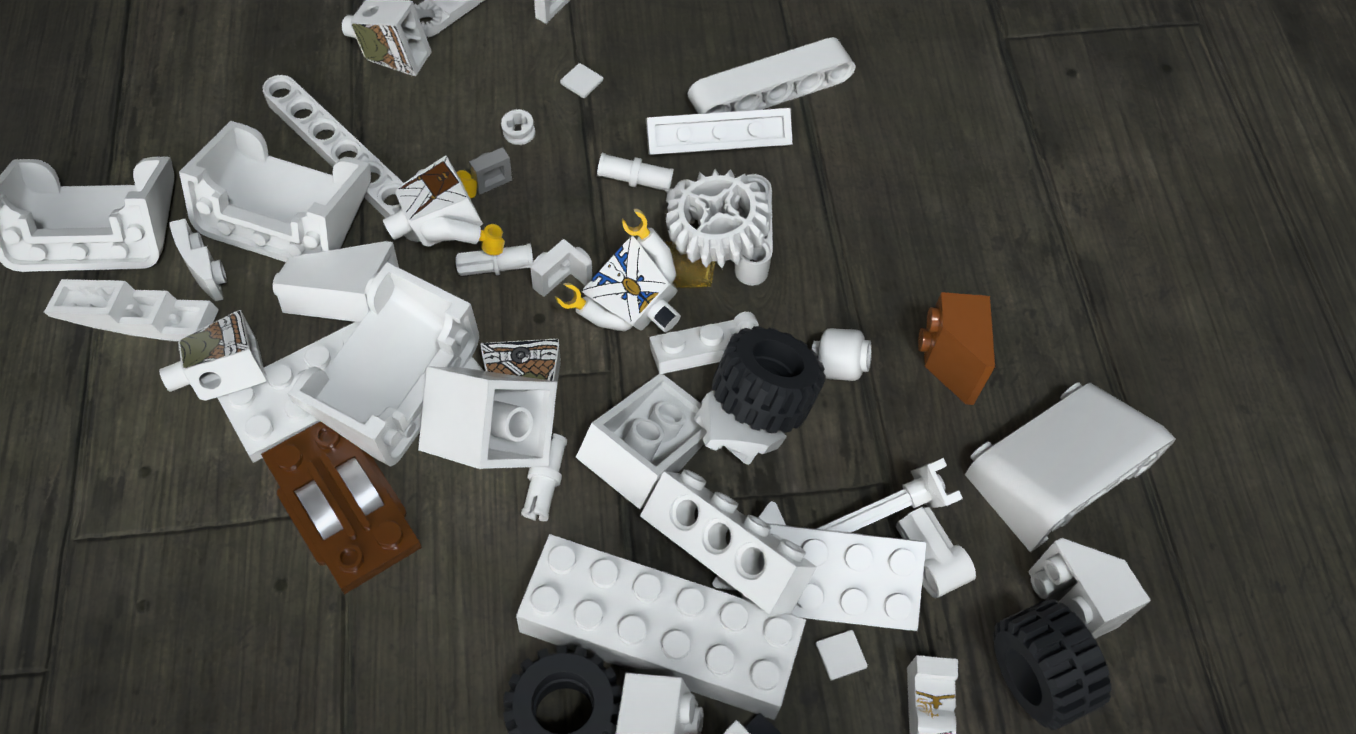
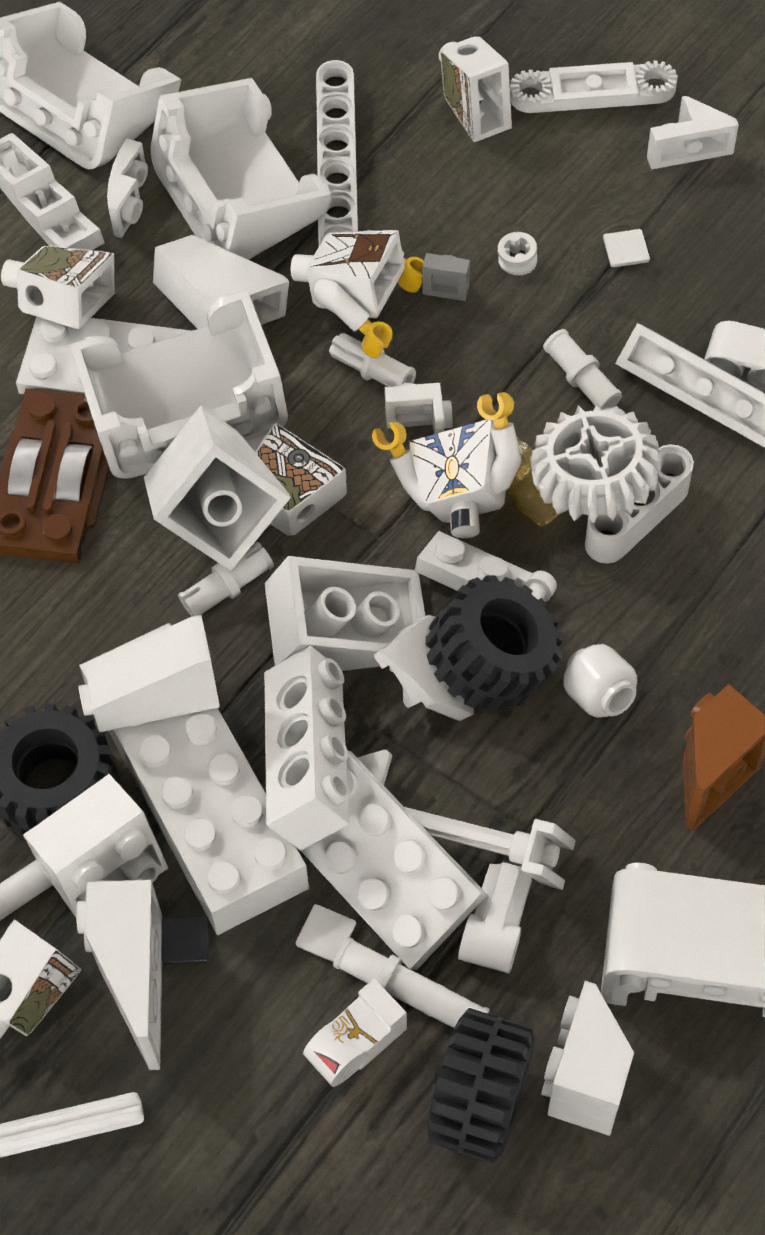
camera: 50 degrees right, 0 degrees up
(597, 578) = (152, 678): none -> white slope
(928, 642) = (403, 983): none -> white pin

